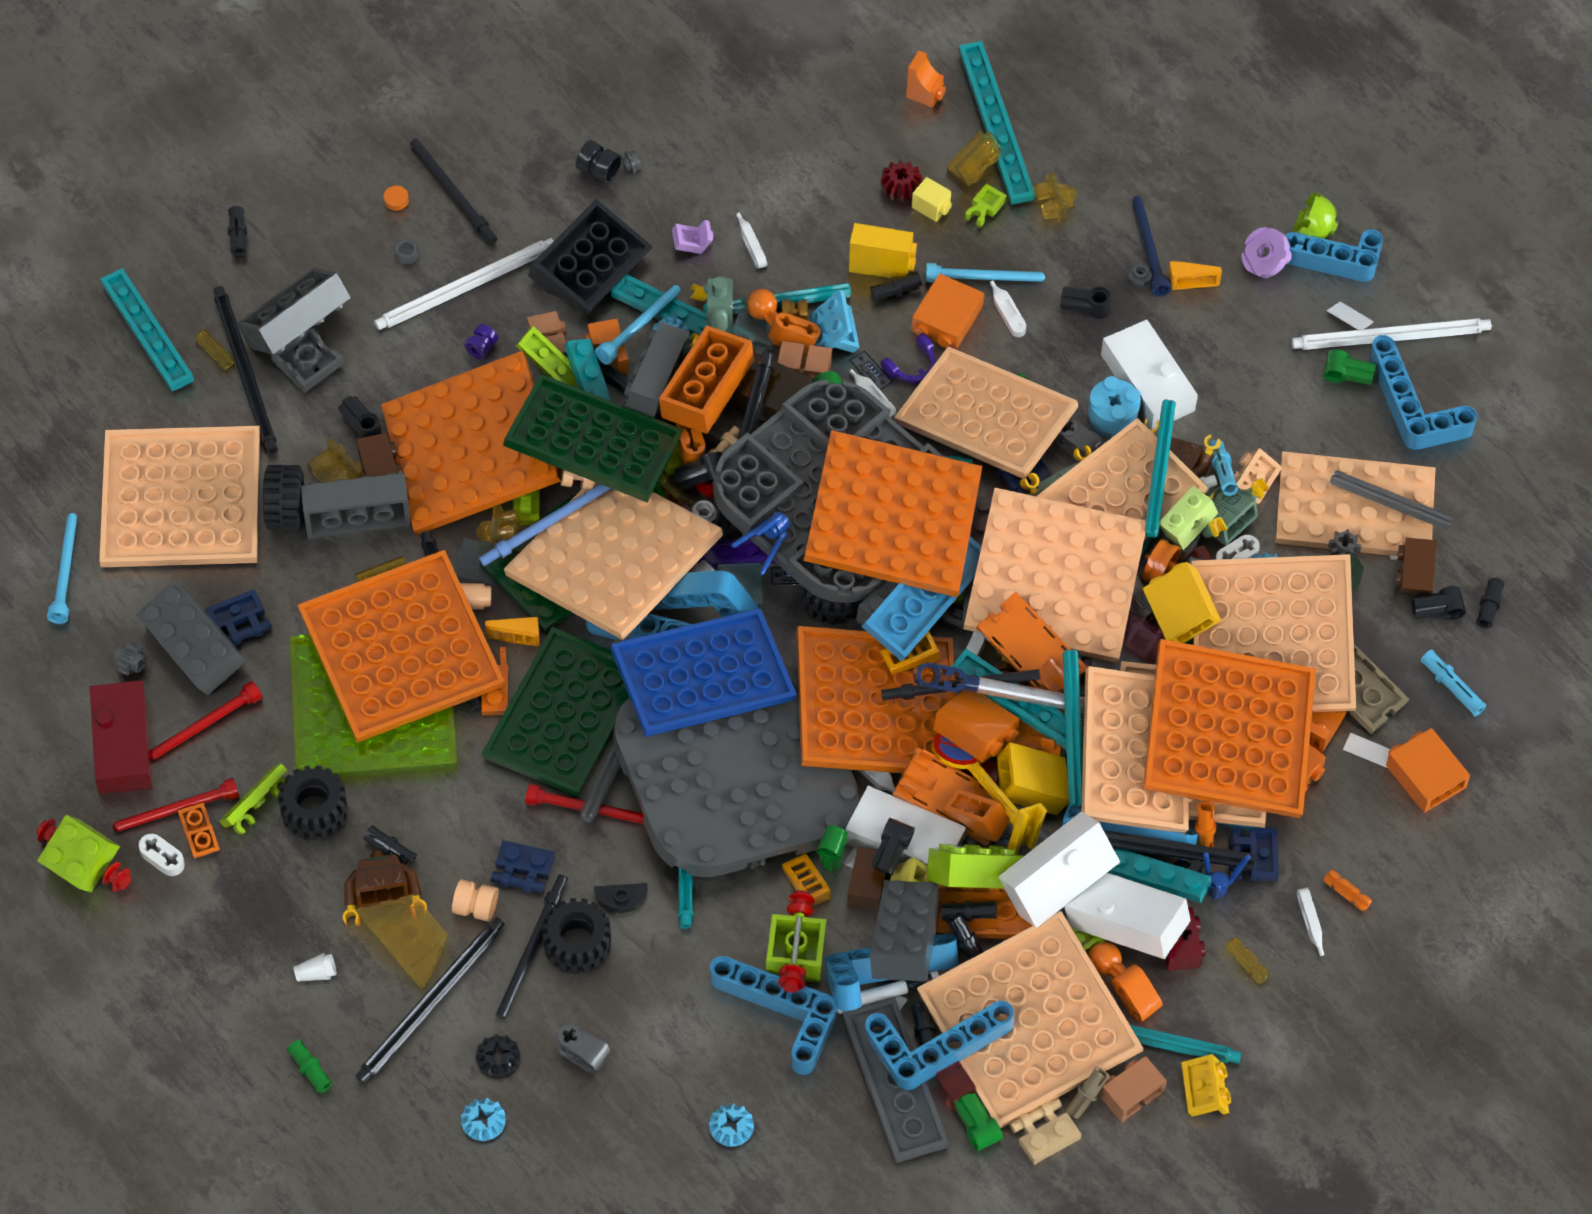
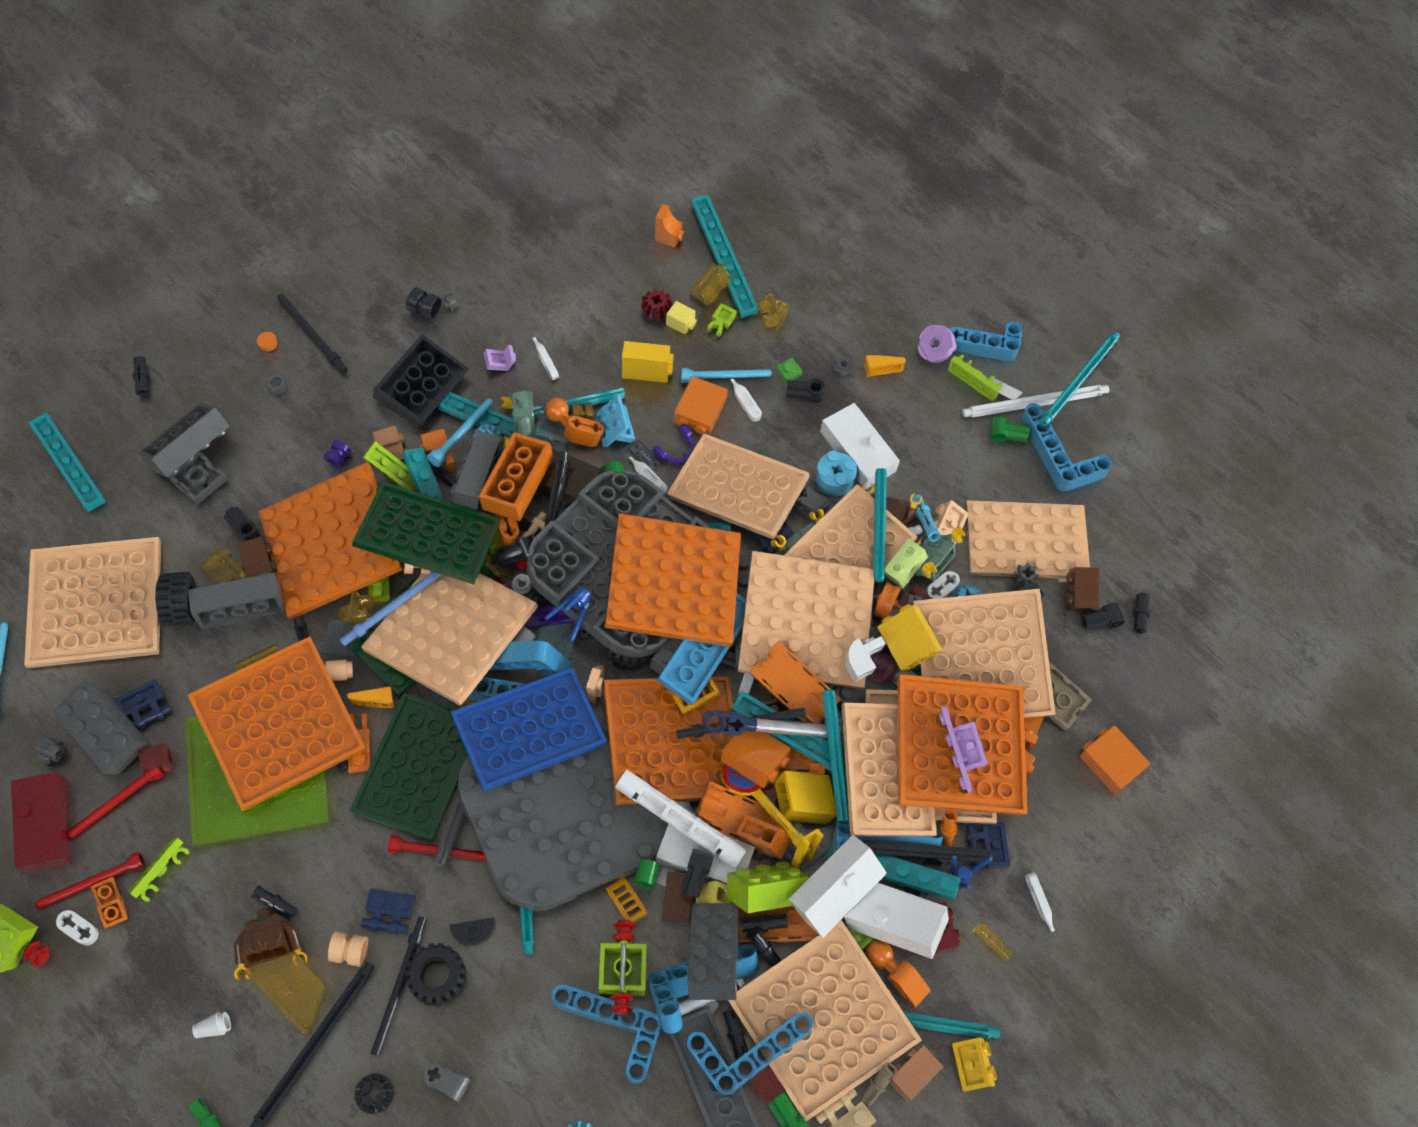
camera: 10 degrees left, 5 degrees up
(214, 348) = (123, 474): clear yellow axle -> none
(246, 373) = (148, 491): black piece -> none
(255, 675) = (156, 757): none -> clear red panel
(312, 783) = (194, 857): black tyre -> none
(462, 285) = (320, 409): white piece -> none
(786, 632) = (595, 683): none -> light nougat wing
(816, 361) = (595, 456): nougat piece -> none
(863, 773) = (680, 818): none -> white piece
(896, 286) = (659, 387): black pin -> none
(1068, 274) = (789, 370): none -> bright green plate
(1114, 620) = (858, 657): none -> white brick
(1159, 283) = (859, 372): dark blue piece -> none
(1233, 728) = (967, 747): none -> lavender bracket
(1312, 299) = (974, 378): none -> lime plate
(1317, 218) = (970, 314): lime cylinder -> none
(1347, 890) = (1065, 871): orange axle -> none
(1367, 749) = (1064, 744): white sticker -> none
(1391, 500) = (1056, 535): dark grey axle -> none
(1445, 674) = (1123, 682): medium azure pin -> none
(1452, 308) = (1049, 416): none -> teal piece

